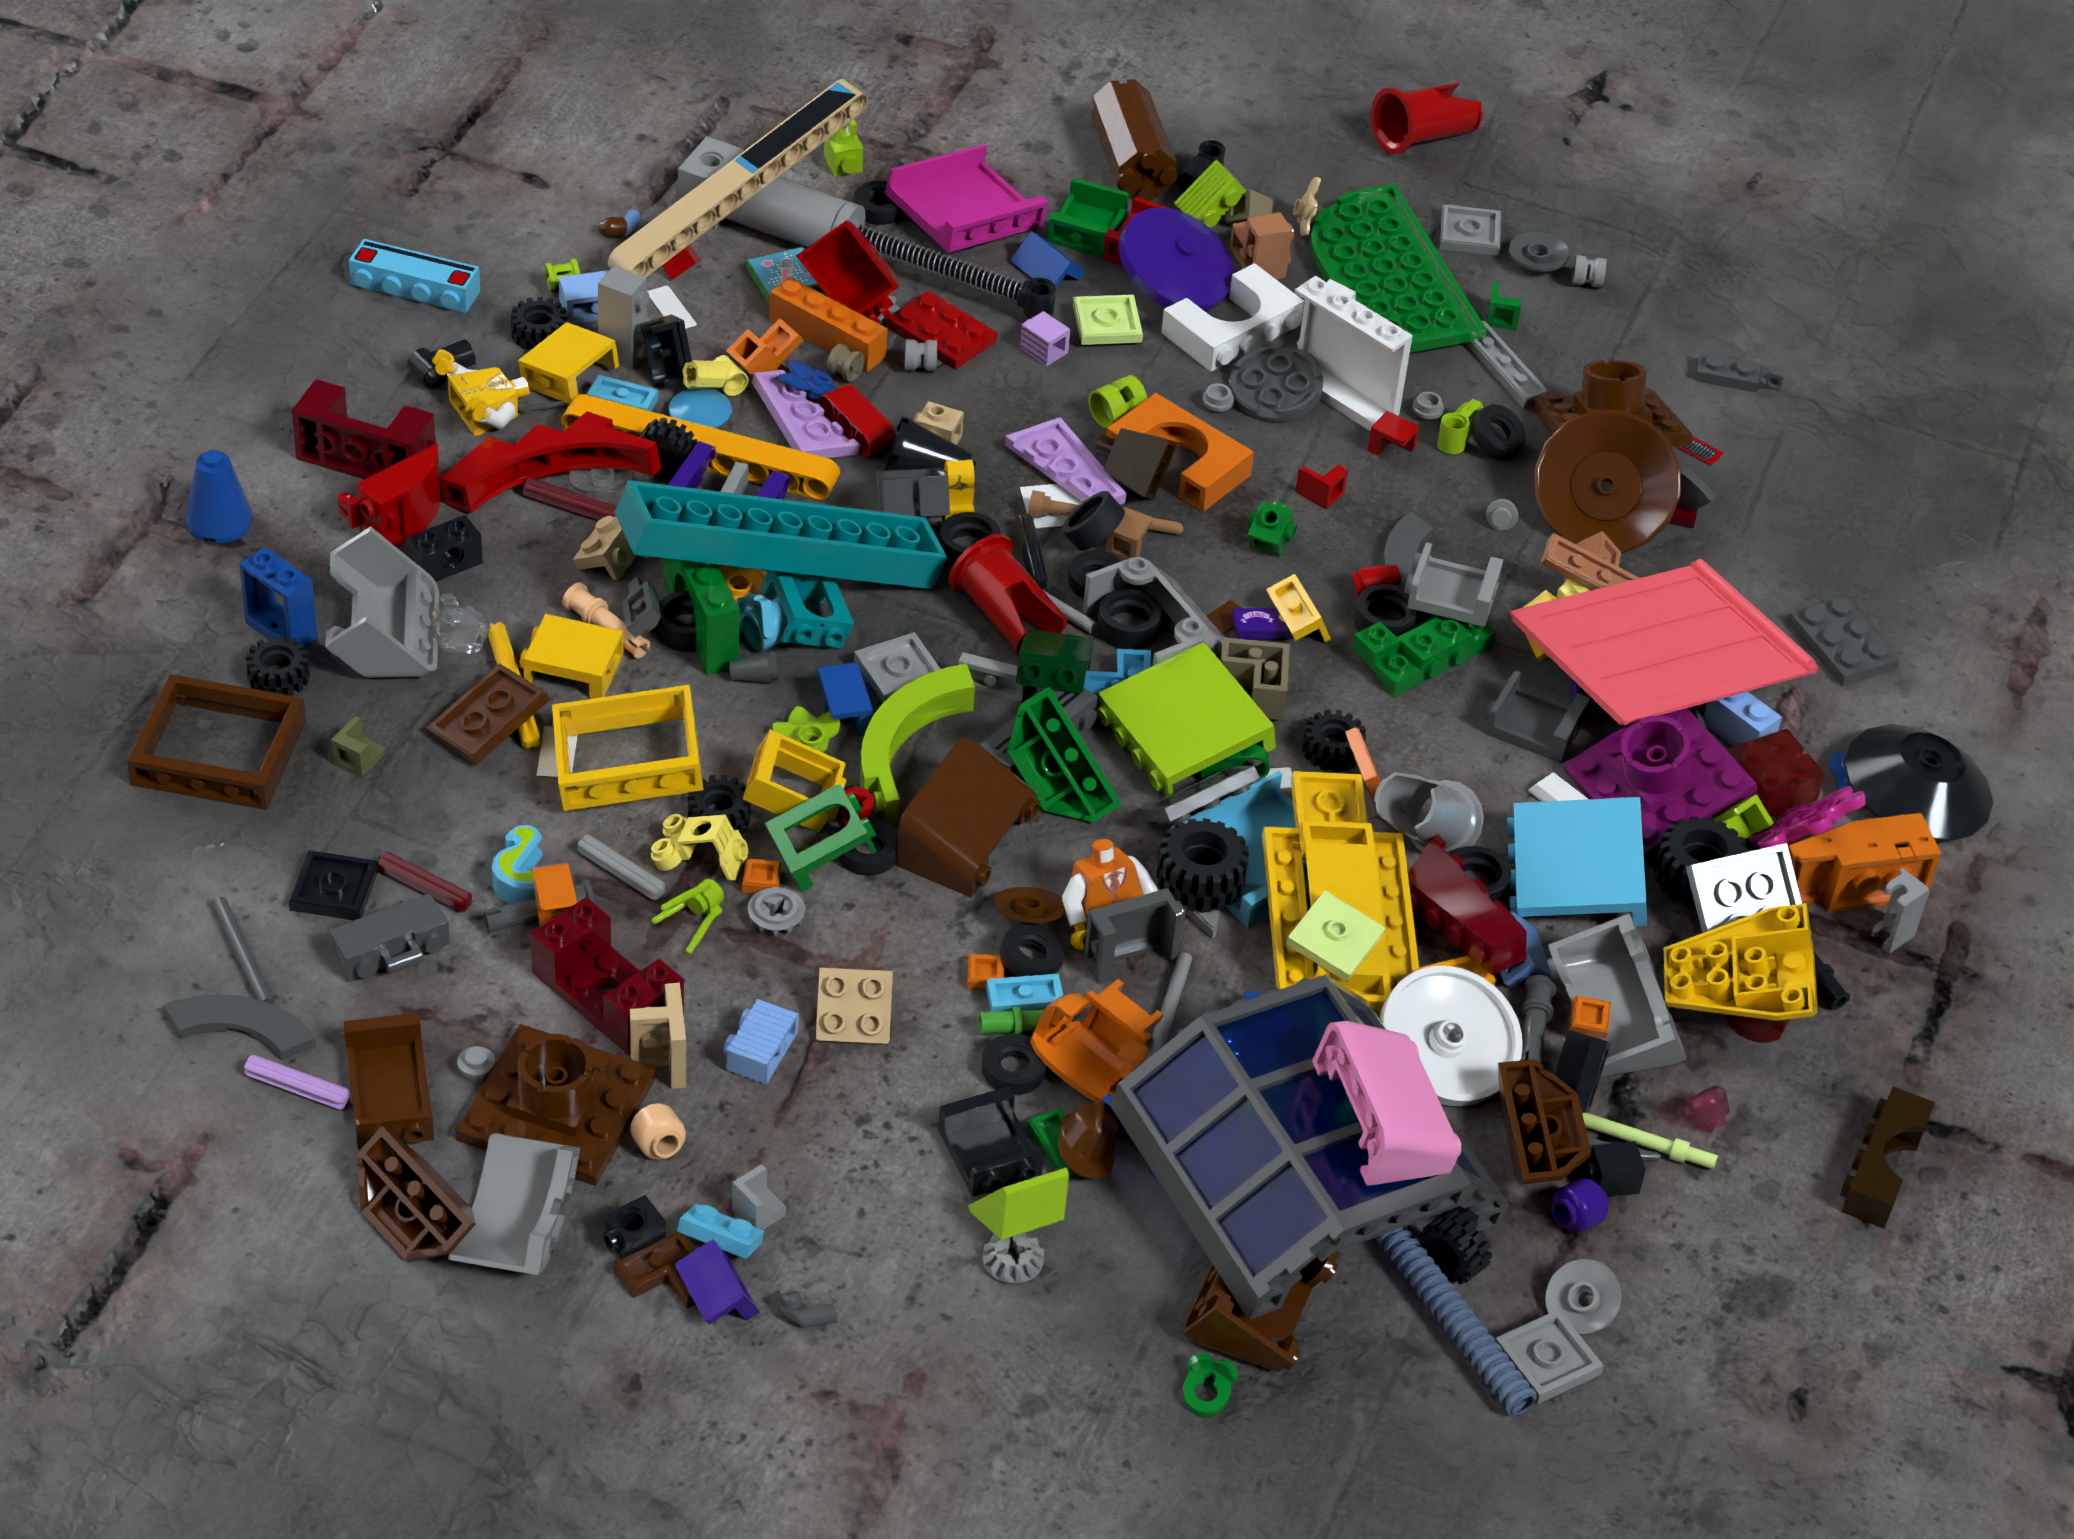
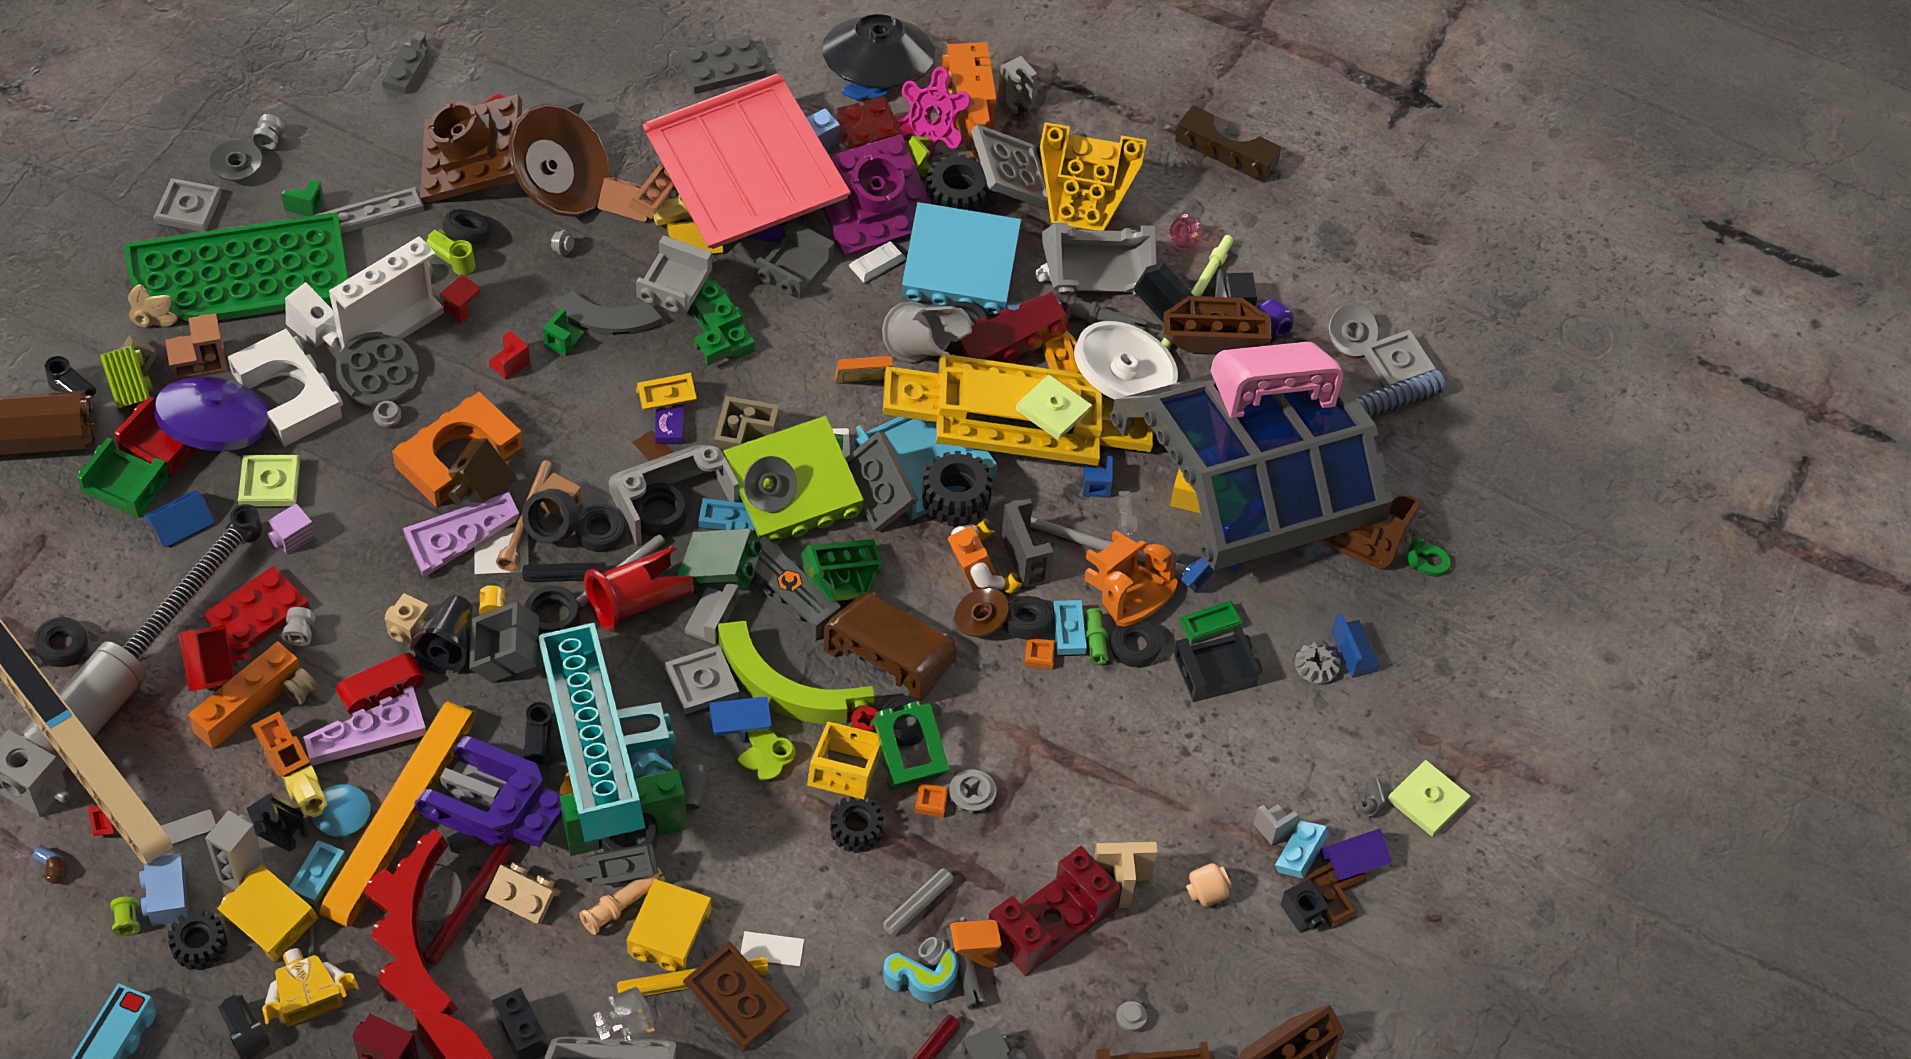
camera: 85 degrees left, 10 degrees up
(519, 1204) = (1277, 986): light grey panel -> none
(560, 1095) = (1171, 960): reddish brown piece -> none
(634, 780) = (789, 831): yellow window -> none
(675, 439) = (410, 827): black tyre -> none
(682, 836) = (901, 848): light yellow piece -> none
(700, 900) = (962, 842): lime plant -> none
(761, 1041) = (1116, 808): light blue brick -> none
(776, 267) = (155, 728): tile -> none
(803, 377) = (320, 716): blue plate -> none
(815, 1376) = (1428, 798): none -> yellowish green plate
(854, 1006) = (1075, 738): tan bracket -> none
(962, 200) = (85, 570): dark pink panel -> none
(1024, 1205) = (1281, 647): lime slope -> none
(1042, 1291) = (1354, 647): none -> blue panel
(1089, 1140) = (1216, 599): reddish brown piece -> none
(1116, 400) = (390, 483): lime wheel -> none
(1145, 676) = (781, 487): none -> dark grey dish
(1271, 527) = (568, 394): green brick -> none
(1325, 752) = (813, 380): black tyre -> none
(1367, 523) = (560, 334): none -> green panel
(1375, 575) = (634, 337): red cone -> none
(1388, 597) = (666, 352): black tyre -> none
(1421, 116) = (48, 230): red piece -> none
(1590, 1016) = (1104, 281): orange tile -> none

